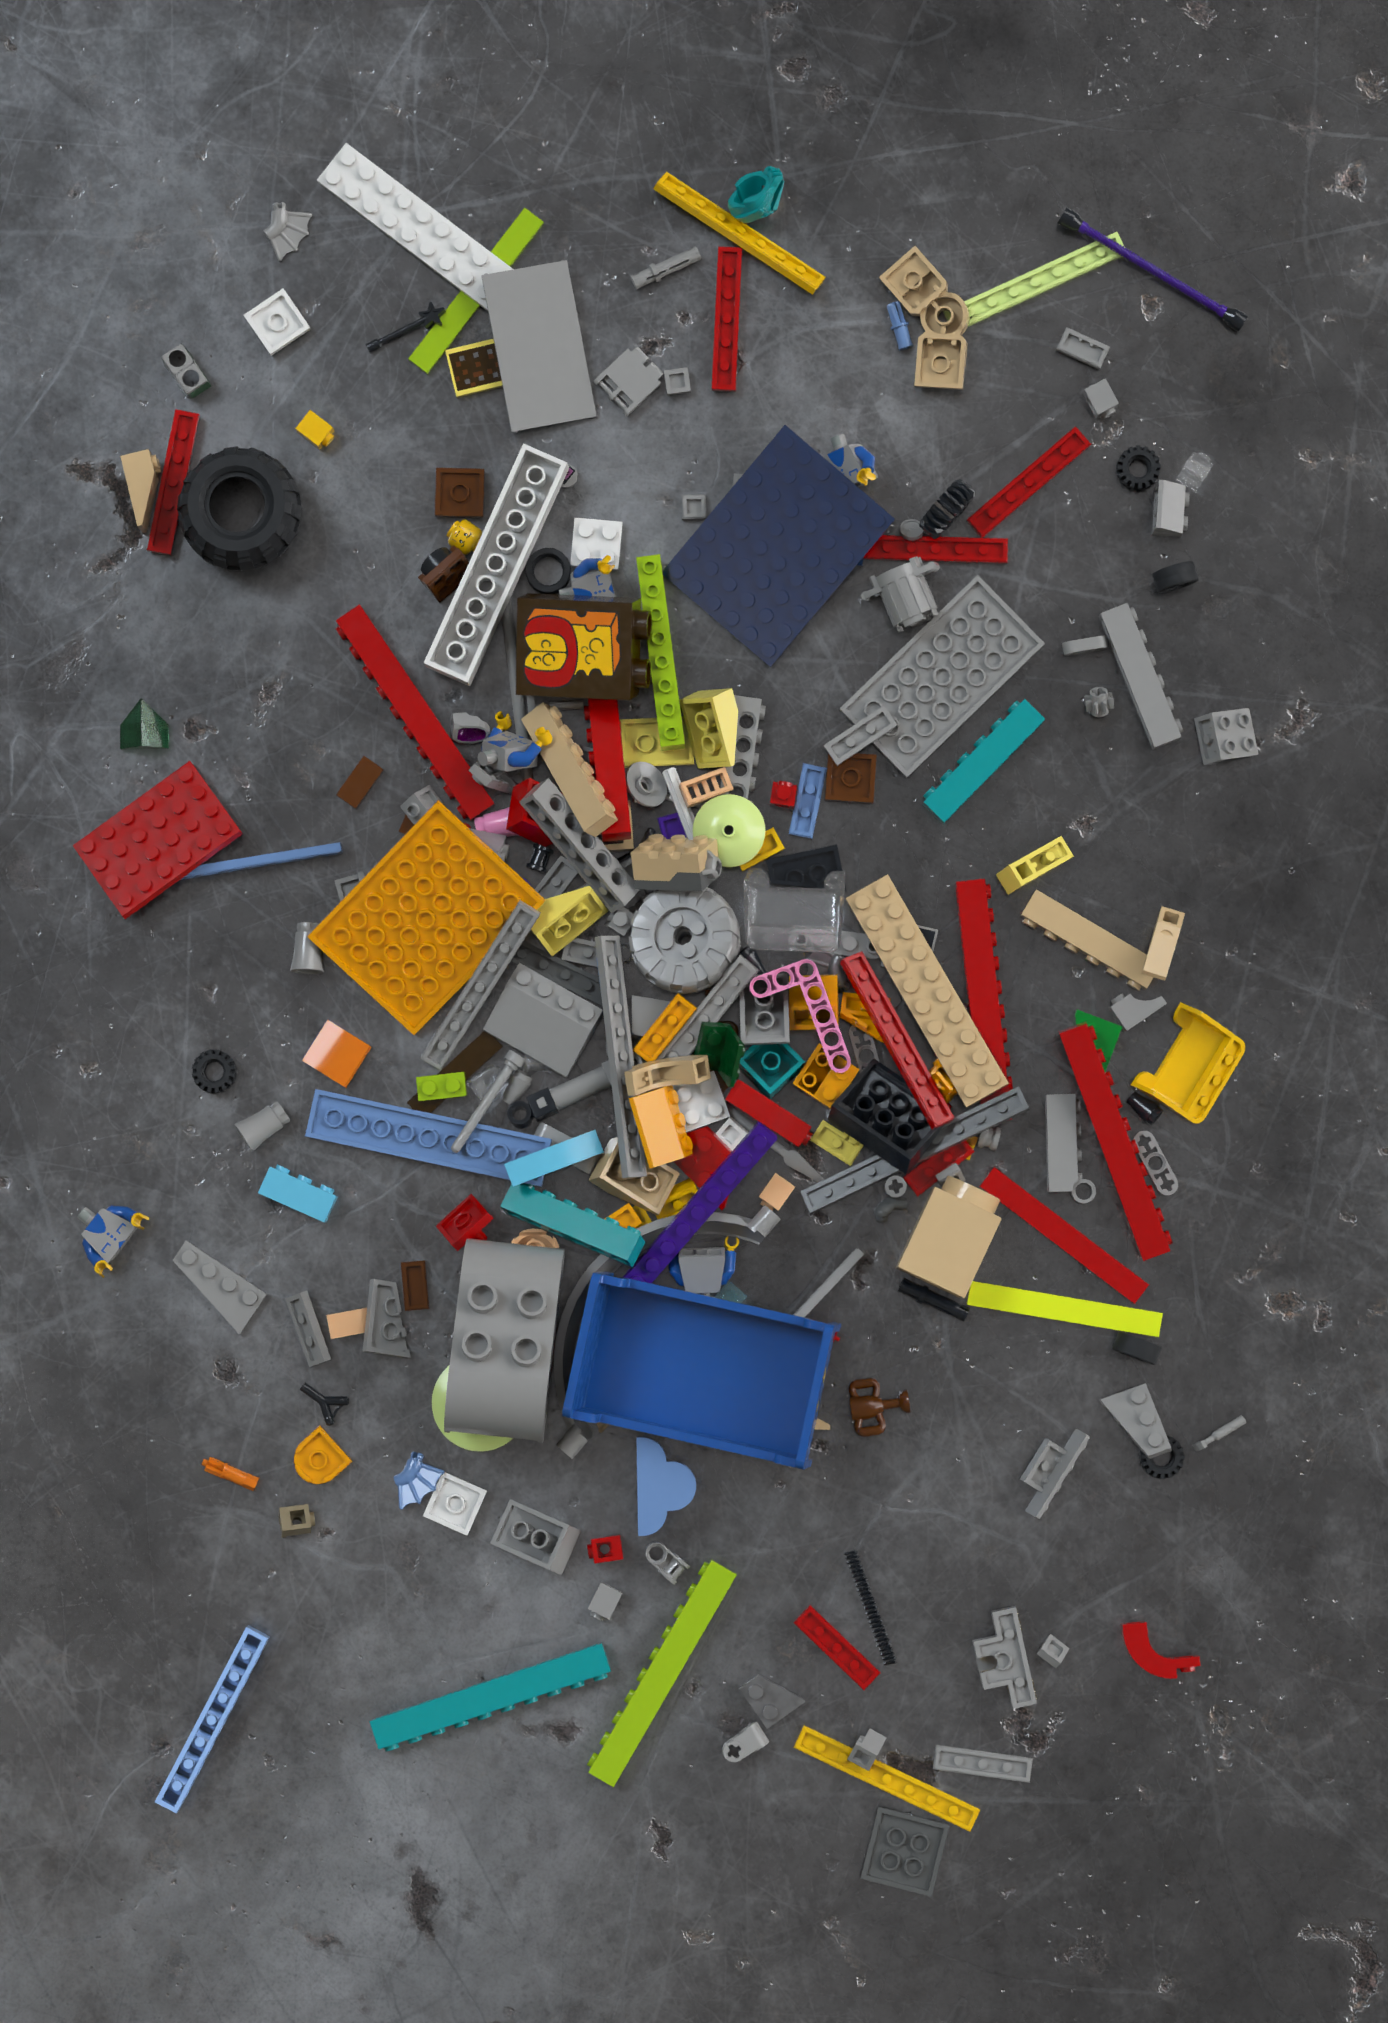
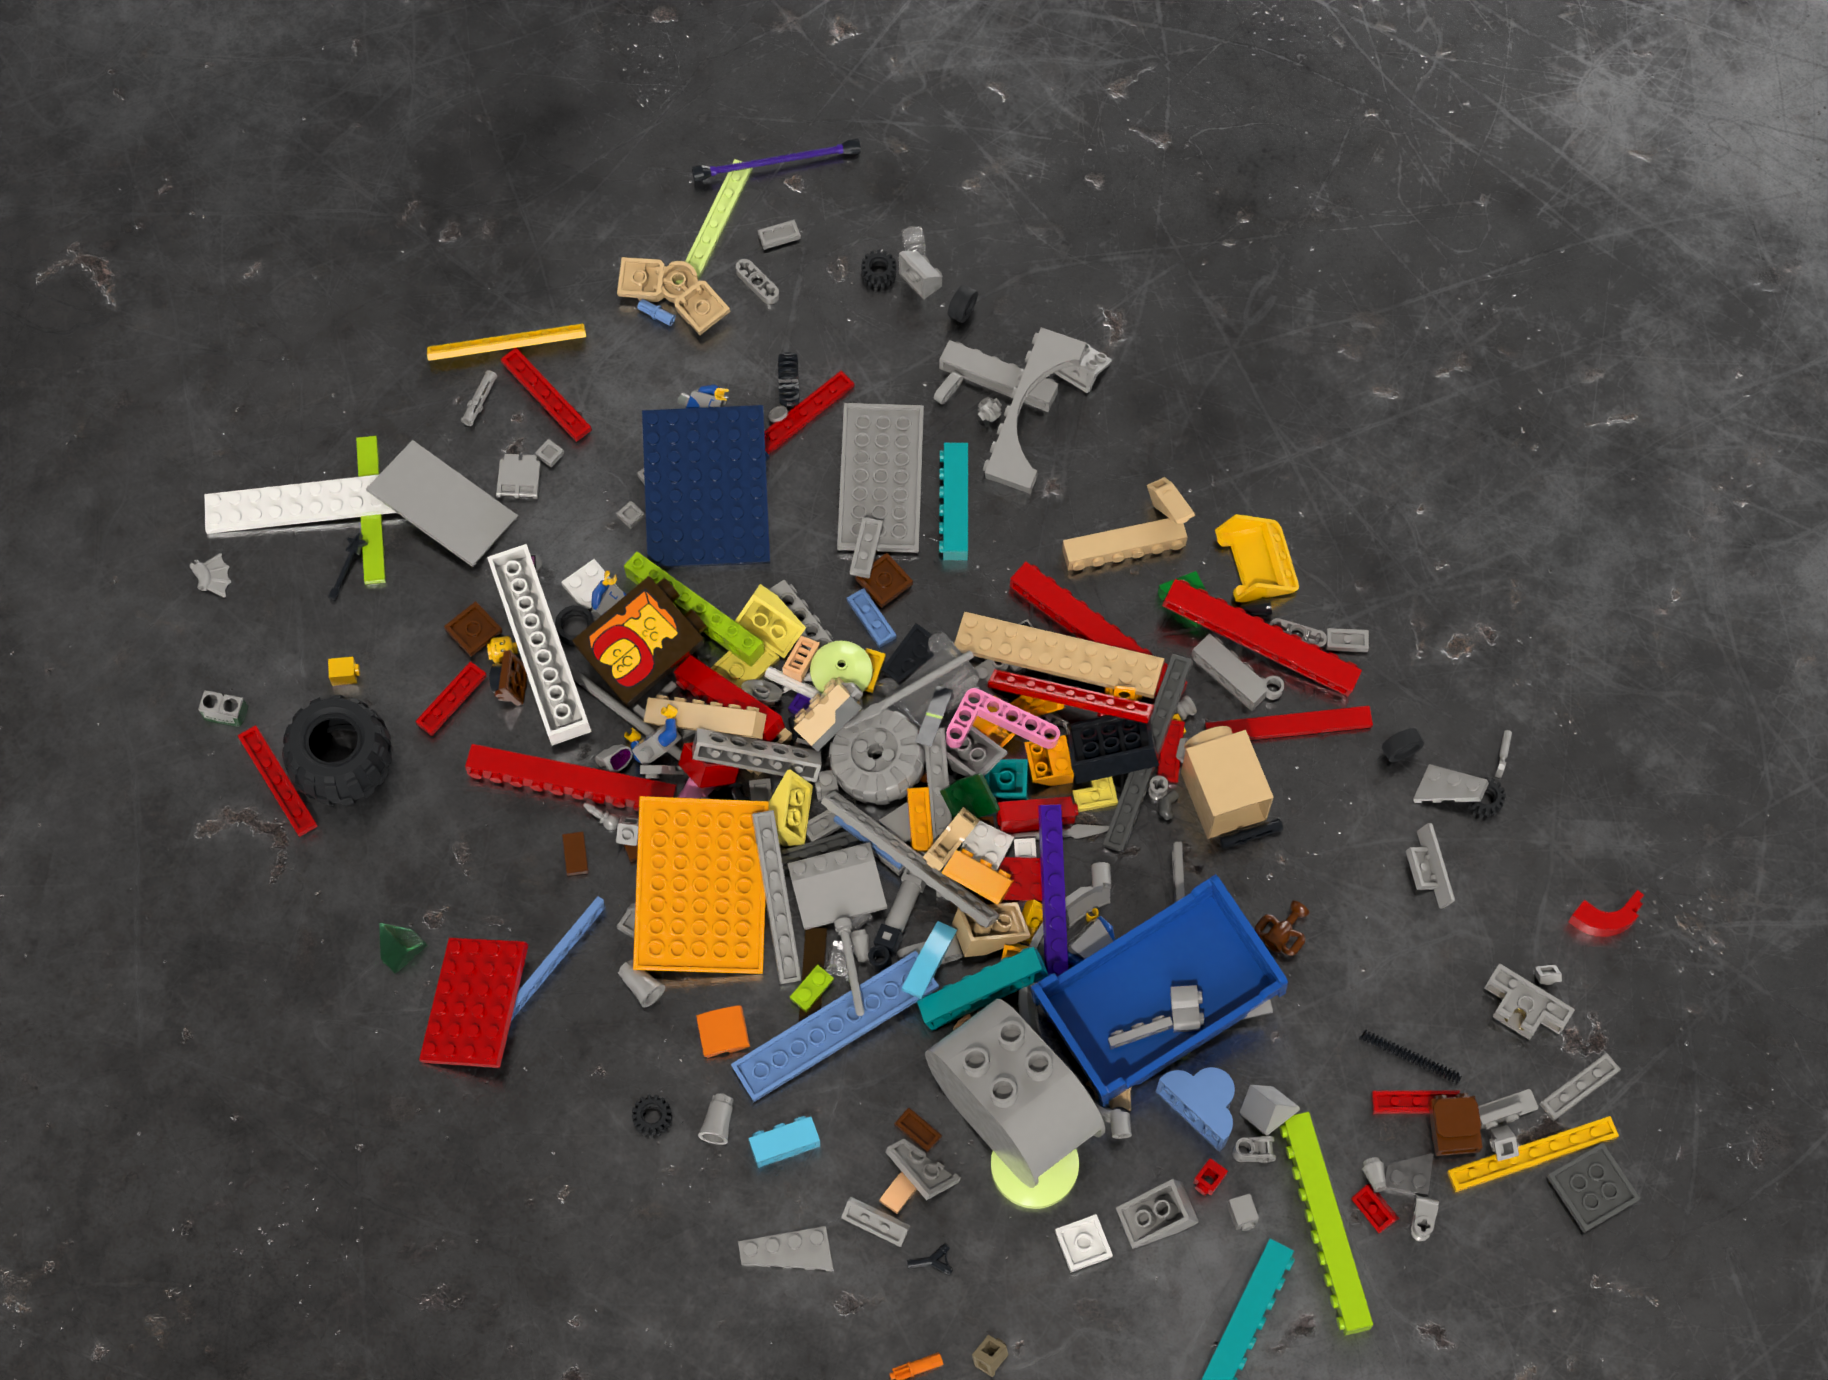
camera: 45 degrees left, 20 degrees down
(108, 1233) = (680, 1283): torso -> none
(142, 481) = (252, 793): tan slope -> none
(277, 322) = (257, 631): white plate -> none
(319, 1458) = (965, 1300): light orange tile -> none
(383, 541) = (451, 698): none -> red plate
(415, 780) = (609, 821): none -> light grey bar
(416, 1480) = (1044, 1252): medium blue arm -> none
(465, 1222) = (910, 1055): red tile -> none
(474, 368) = (413, 551): tile -> none
(660, 1383) = (1139, 1032): none -> light grey plate
(708, 1539) = (1267, 1108): none -> light grey slope
(714, 1402) = (1185, 1008): none -> light grey brick
(715, 900) = (876, 709): none -> light grey piece
(715, 1697) = (1375, 1208): none -> red slope
(741, 1672) = (1374, 1171): none -> light grey cone
(751, 201) = (500, 317): teal helmet -> none
(761, 951) = (934, 716): none -> sticker
(776, 1192) = (1087, 855): light nougat brick -> none
(783, 794) = (852, 621): red brick -> none
(843, 1697) = (1455, 1124): none -> reddish brown brick
(888, 1717) = (1507, 1109): none -> light grey bracket
(905, 593) = (811, 446): light grey container -> none
(1026, 360) = (754, 273): none -> light grey beam
(1028, 482) = (821, 331): red tile -> none
(1034, 865) = (1046, 532): light yellow slope -> none
(1064, 1309) = (1333, 767): neon yellow tile -> none
(1065, 767) = (1049, 355): none -> light grey arch
(1101, 399) = (818, 250): light grey brick -> none
(1131, 1011) = (1191, 558): light grey arch -> none
(1191, 1209) = (1347, 640): none -> light grey plate

